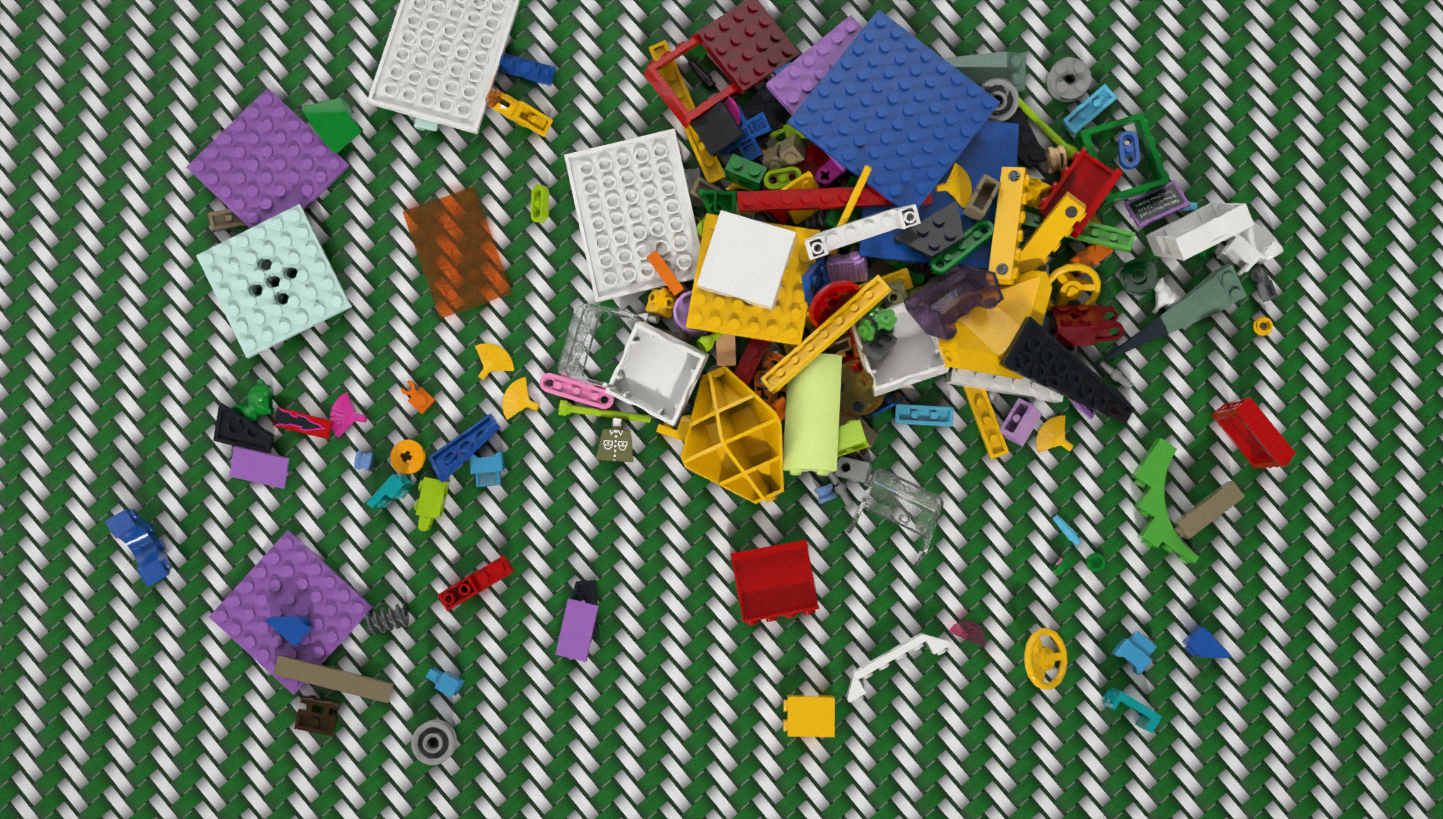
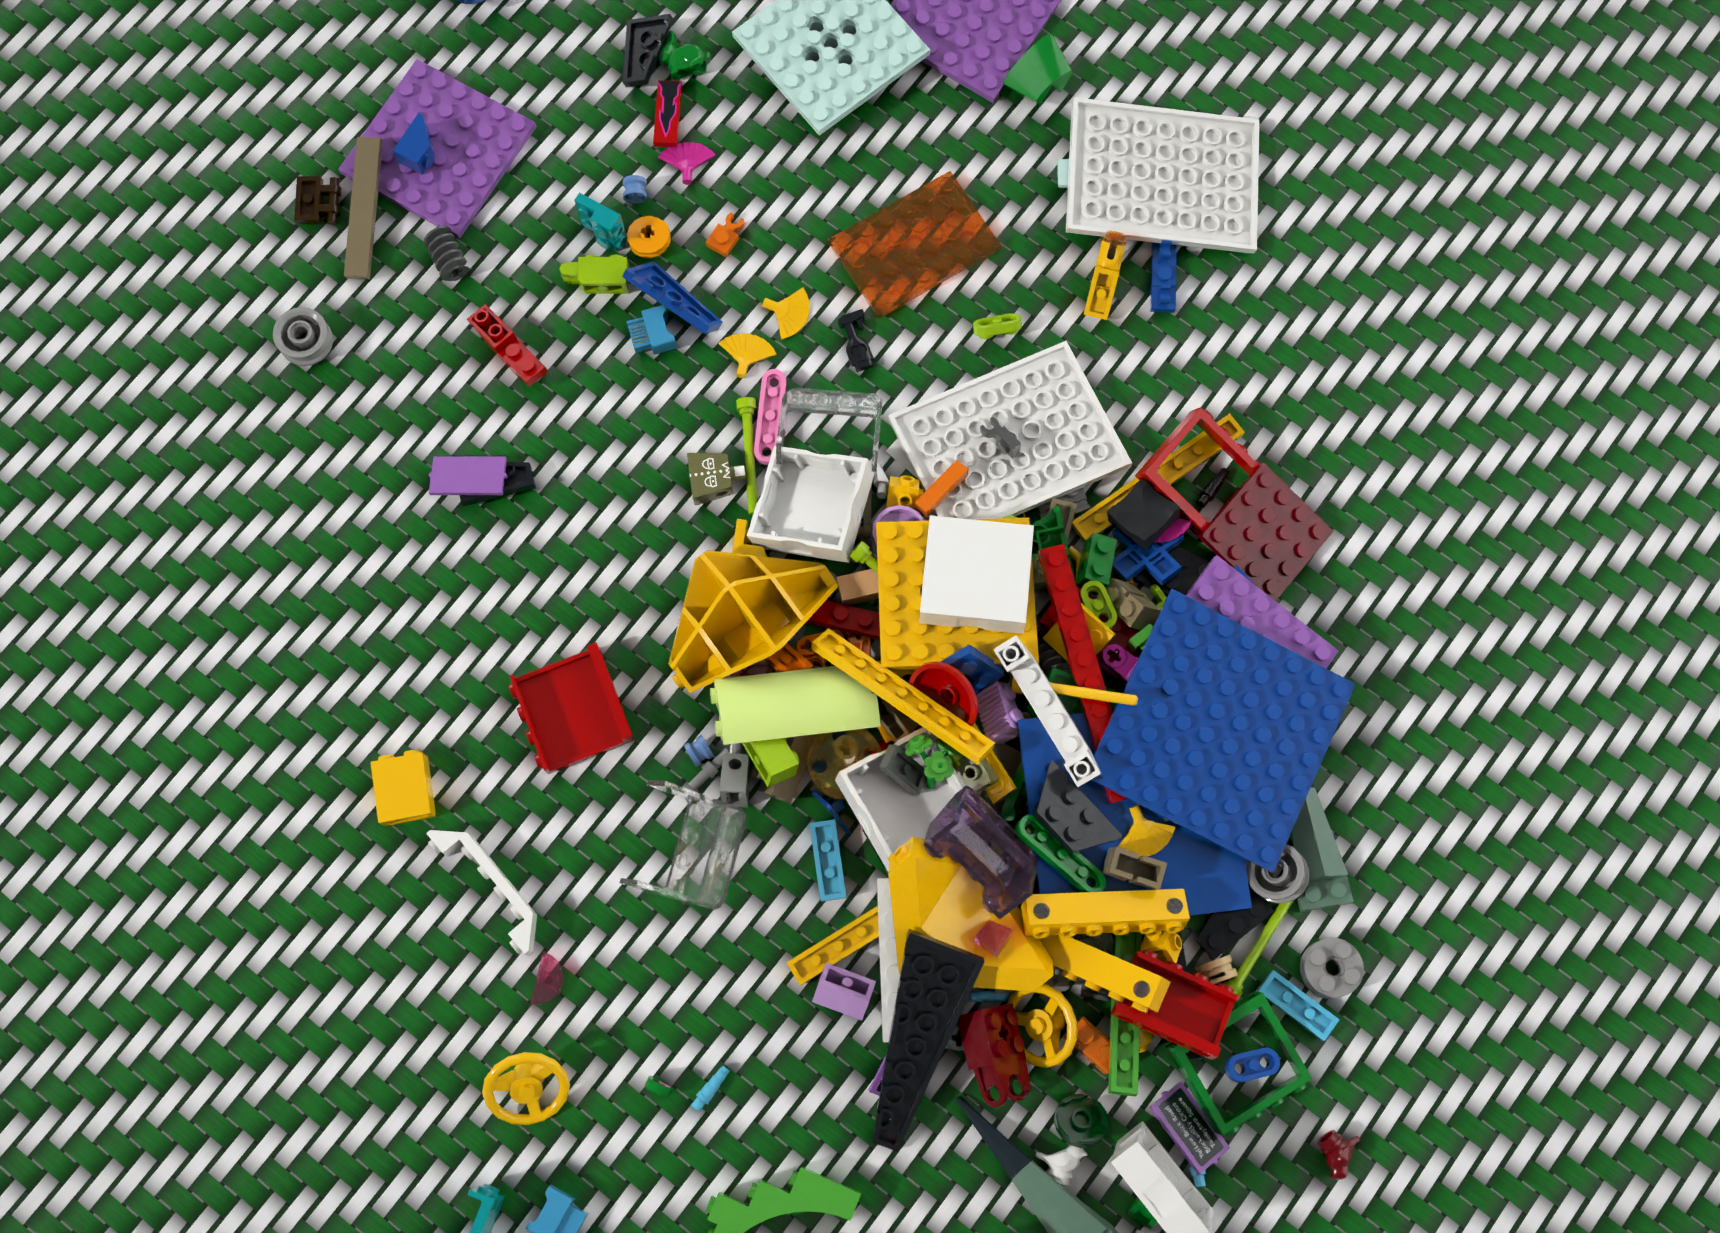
camera: 75 degrees right, 10 degrees down
(259, 467) = (605, 77): medium lavender piece -> none
(445, 682) = (378, 333): dark azure piece -> none
(534, 314) = (857, 348): none -> black piece
(640, 217) = (1005, 440): none -> dark grey plate
(814, 152) = (1139, 640): none -> bright green plate
(1012, 307) = (993, 937): none -> slope
(1052, 435) = (837, 1043): yellow hand -> none
(1095, 562) = (672, 1138): green tile -> none
(1115, 375) = (937, 1116): light grey bar -> none
(1192, 108) = (1337, 1153): none -> dark red animal

